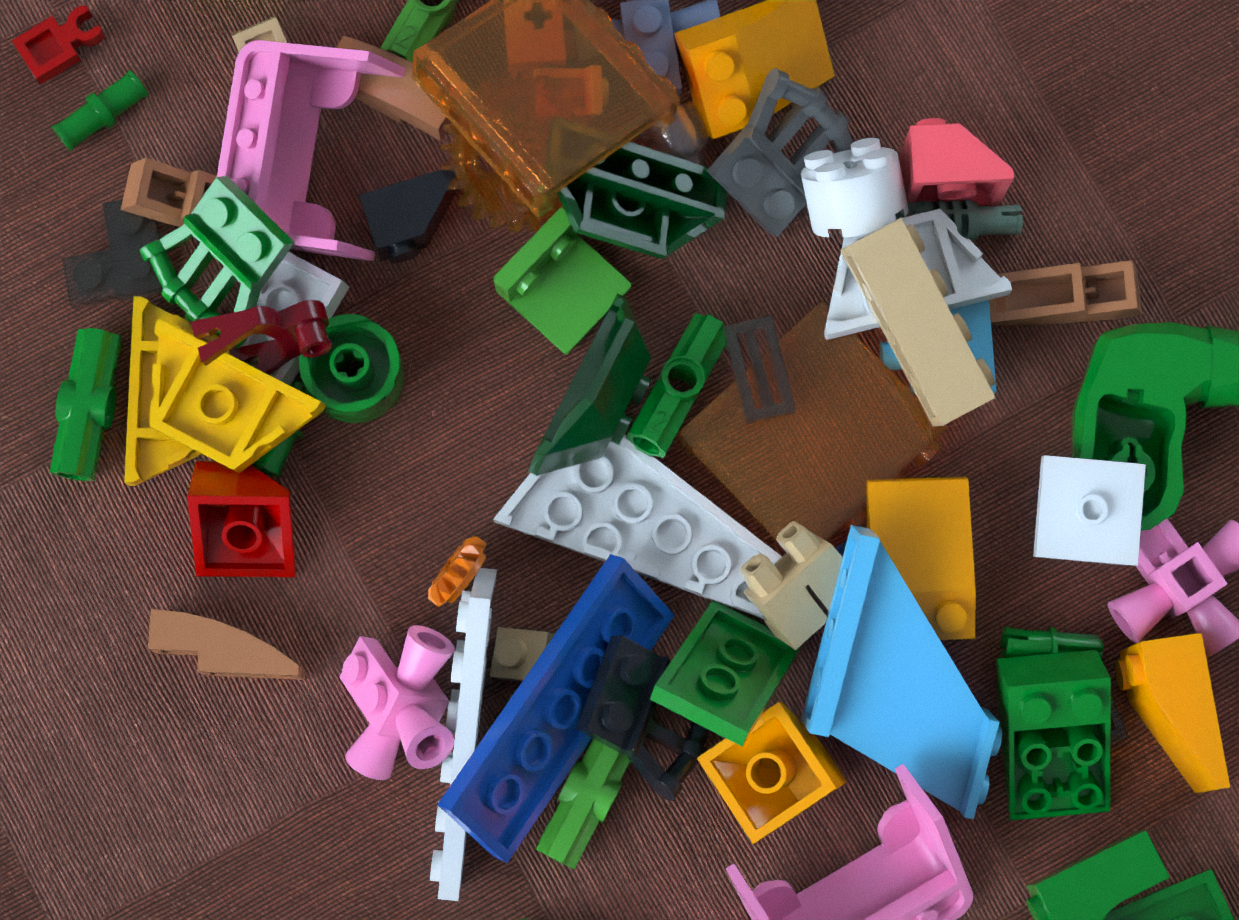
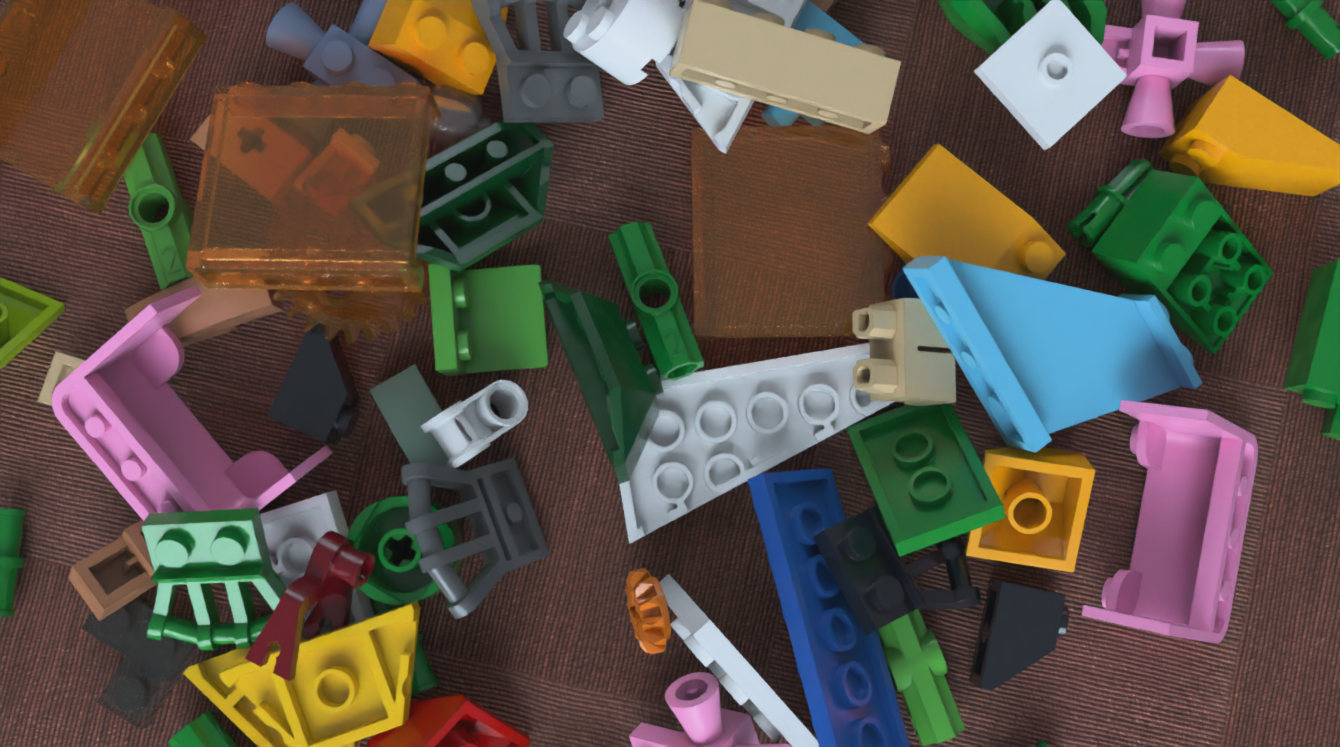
camera: 45 degrees left, 5 degrees up
(431, 413) = (499, 517): none -> dark grey plate
(445, 303) = (407, 405): none -> sand green slope
(477, 336) = (471, 424): none -> white piece
(517, 652) = (756, 617): tan bracket -> none
(679, 845) = (1015, 631): none -> black slope
(768, 410) = (693, 245): clear smoke tile -> none

